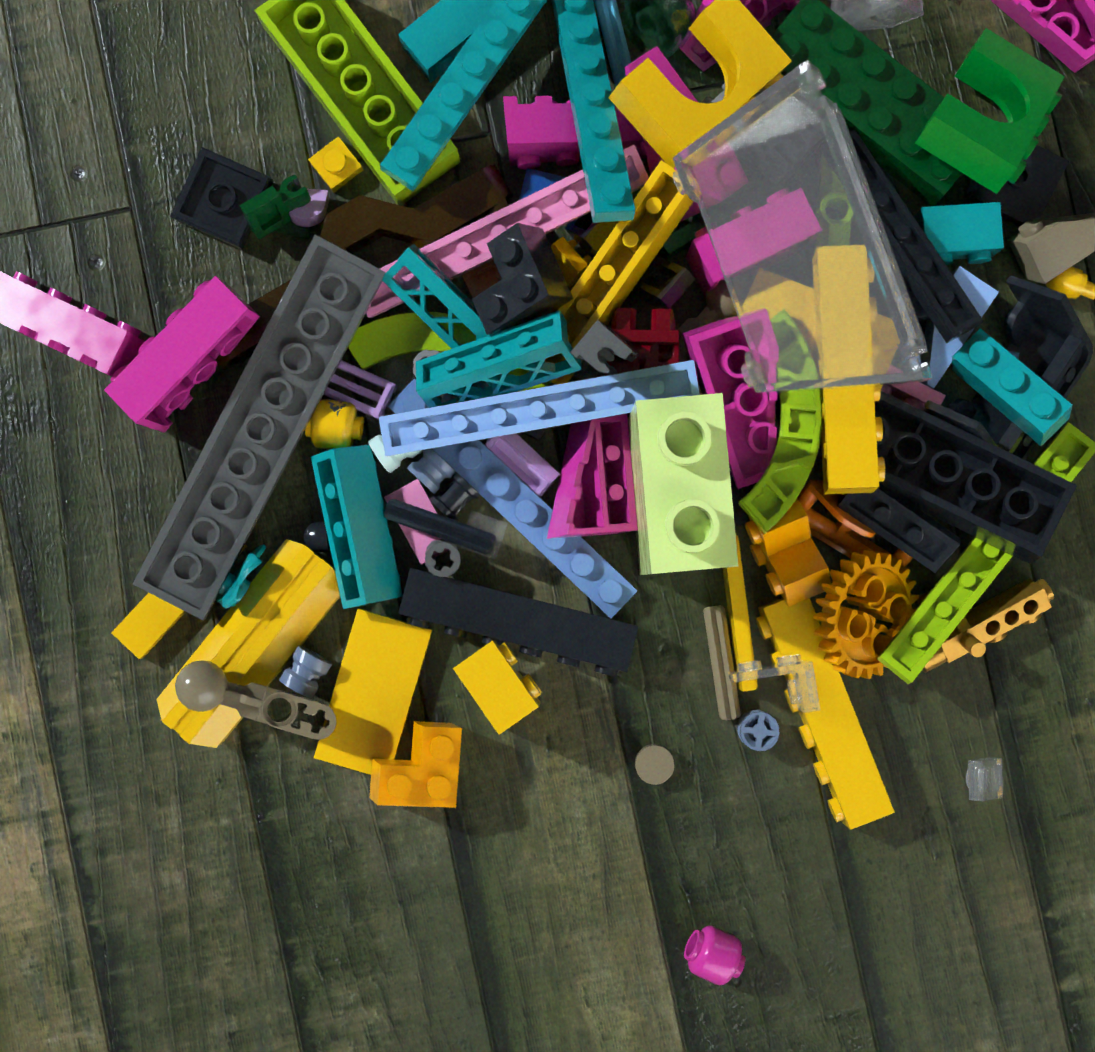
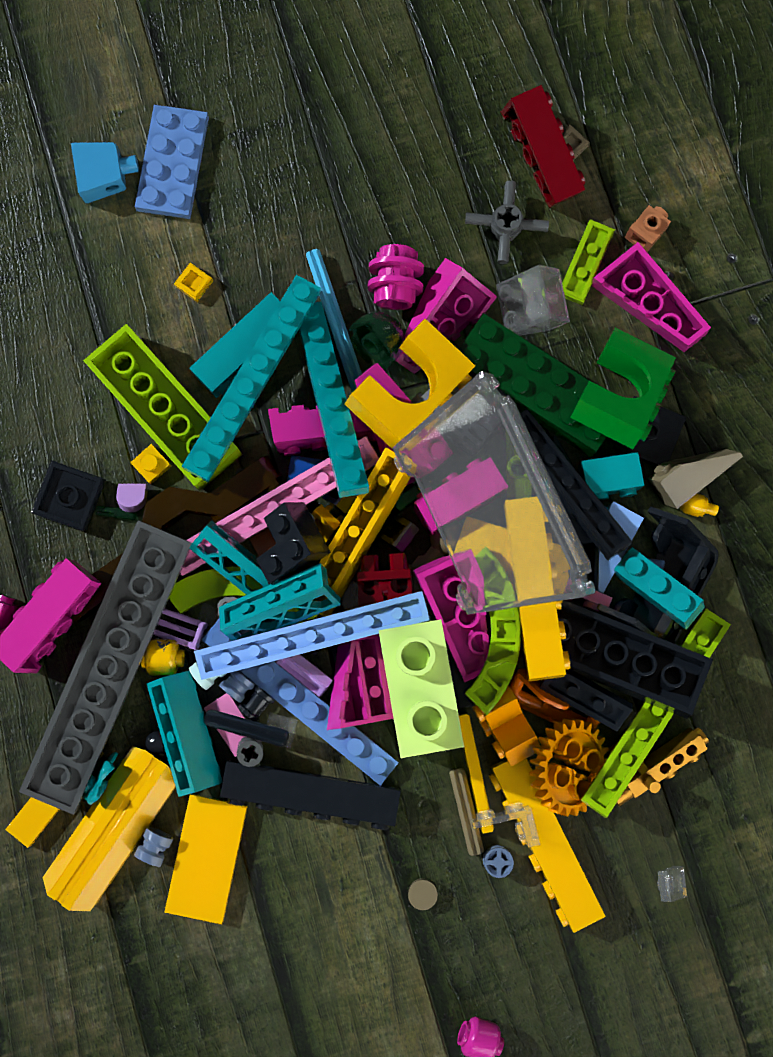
camera: 10 degrees left, 5 degrees down
(205, 686) = (77, 866): dark tan beam -> none
(271, 208) = (105, 502): dark green plate -> none
(428, 777) = (250, 921): light orange brick -> none
(497, 686) = (298, 847): yellow brick -> none
(597, 348) = (355, 586): dark grey hinge -> none

